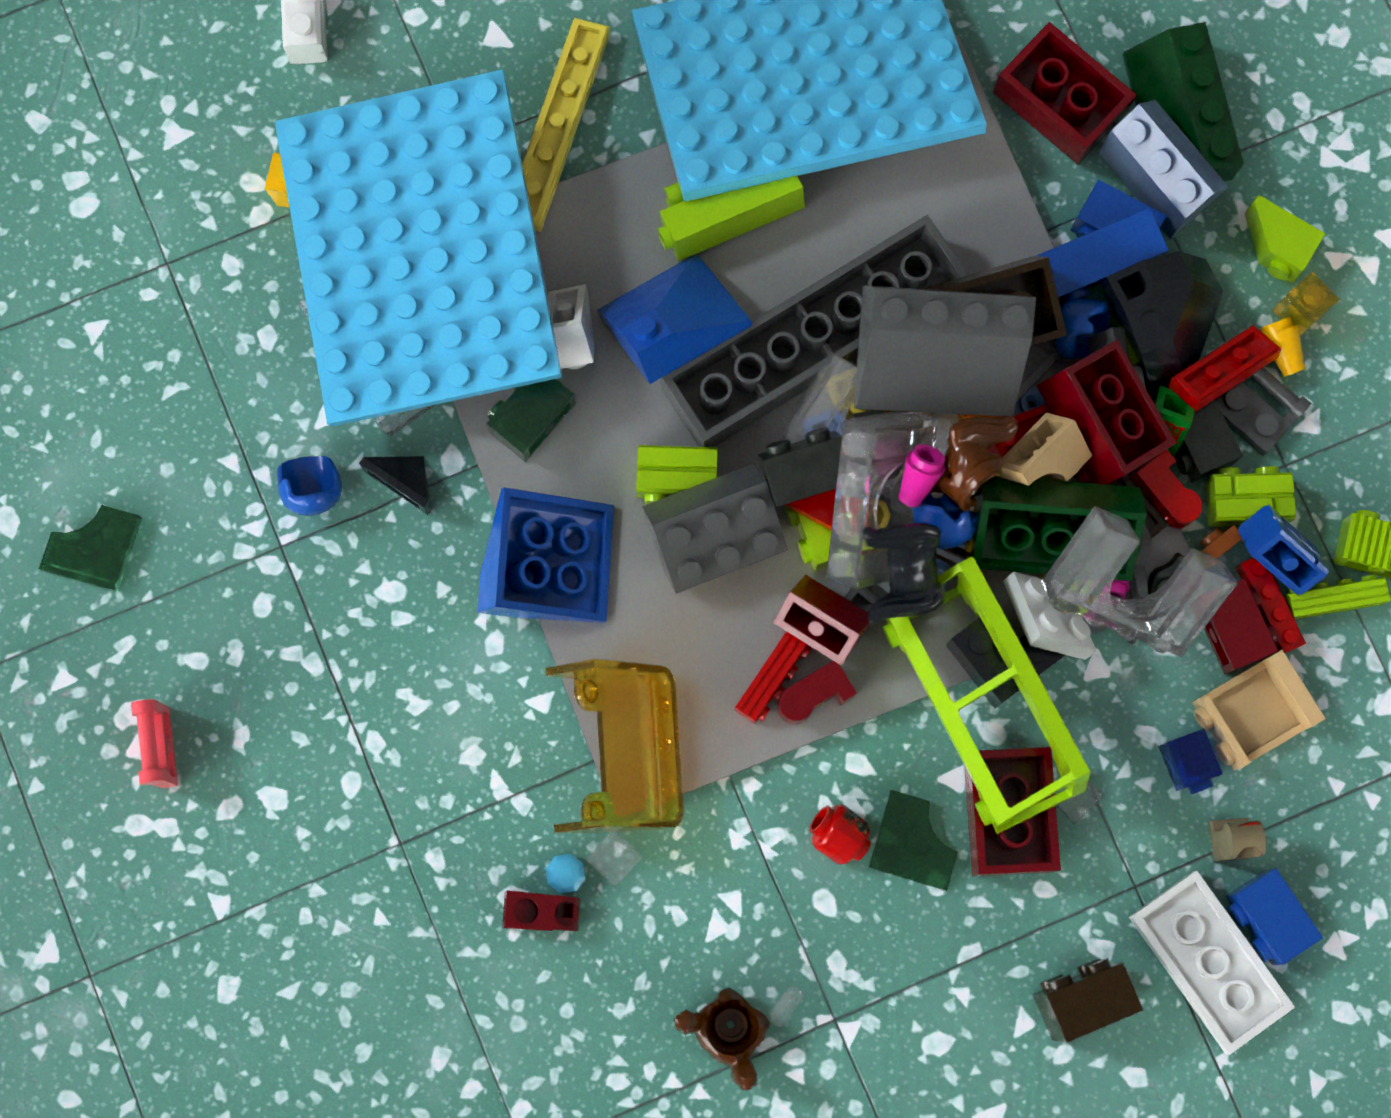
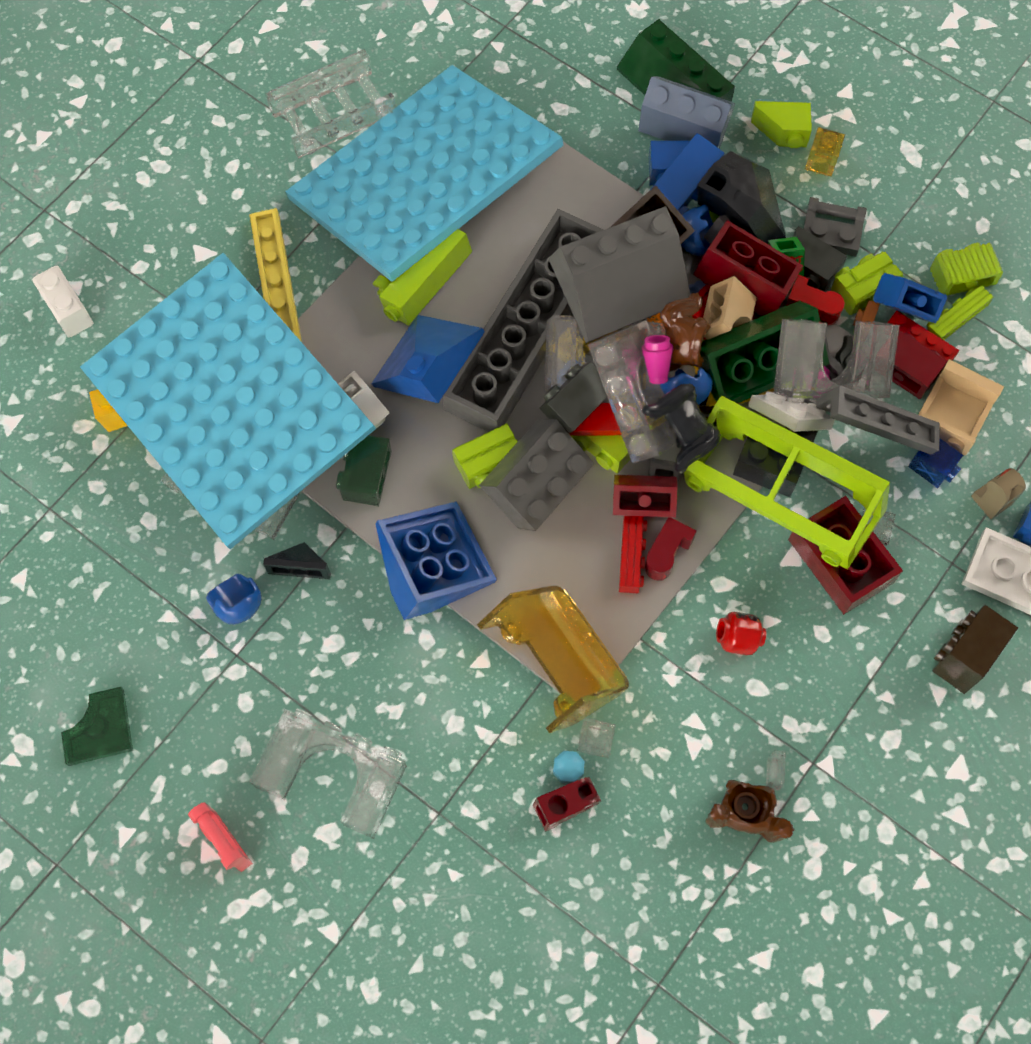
camera: 25 degrees left, 10 degrees down
(357, 762) = (300, 738): none -> clear arch
(908, 844) = (788, 617): clear green tile -> none
(1063, 93) = (596, 103): dark red brick -> none
(1145, 685) = (881, 419): none -> dark grey fence
(1224, 368) = (801, 210): red tile -> none
(1287, 337) = (827, 183): yellow cone -> none

